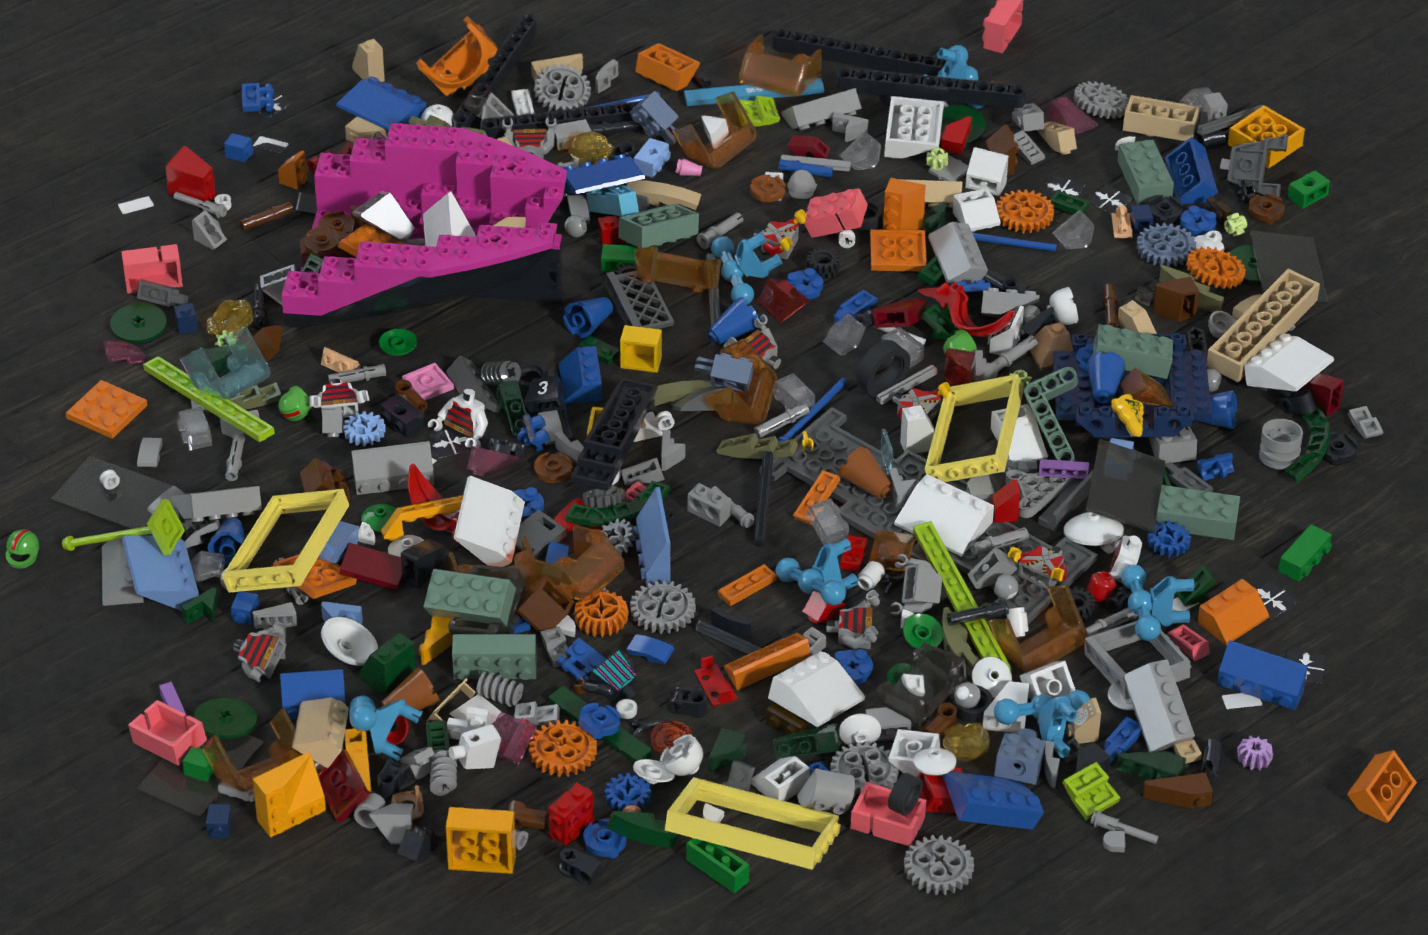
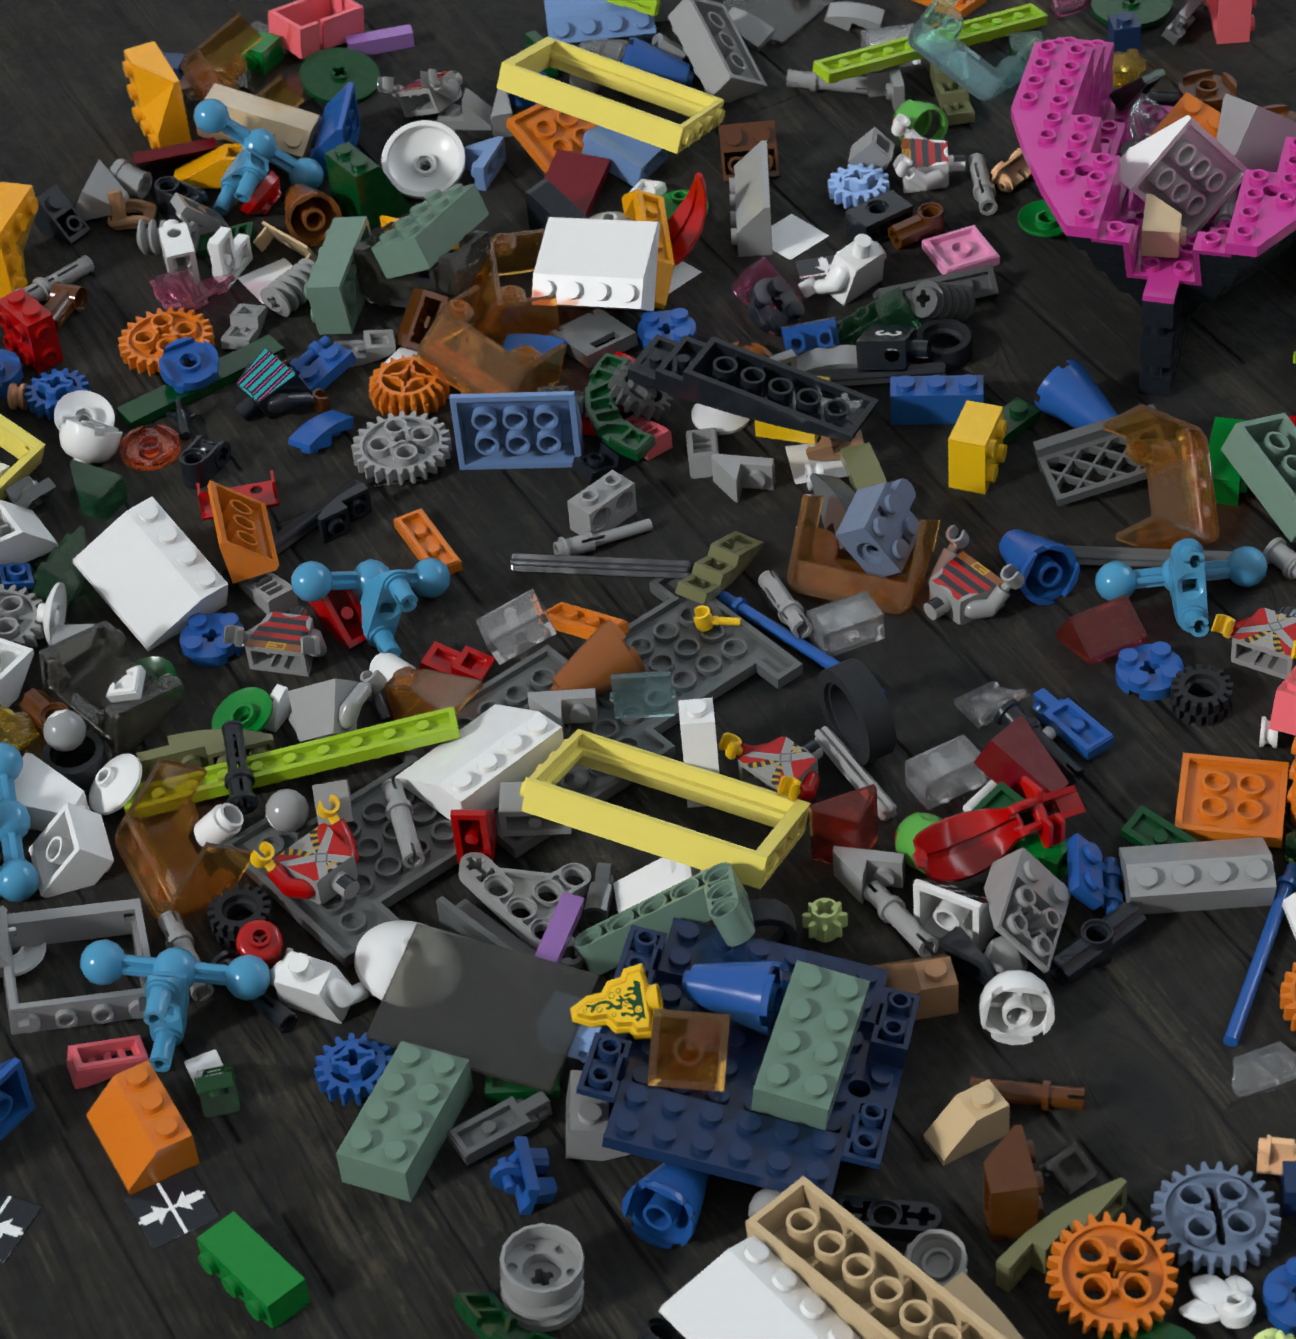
camera: 105 degrees right, 0 degrees up
(626, 708) = (222, 409): white tile -> none

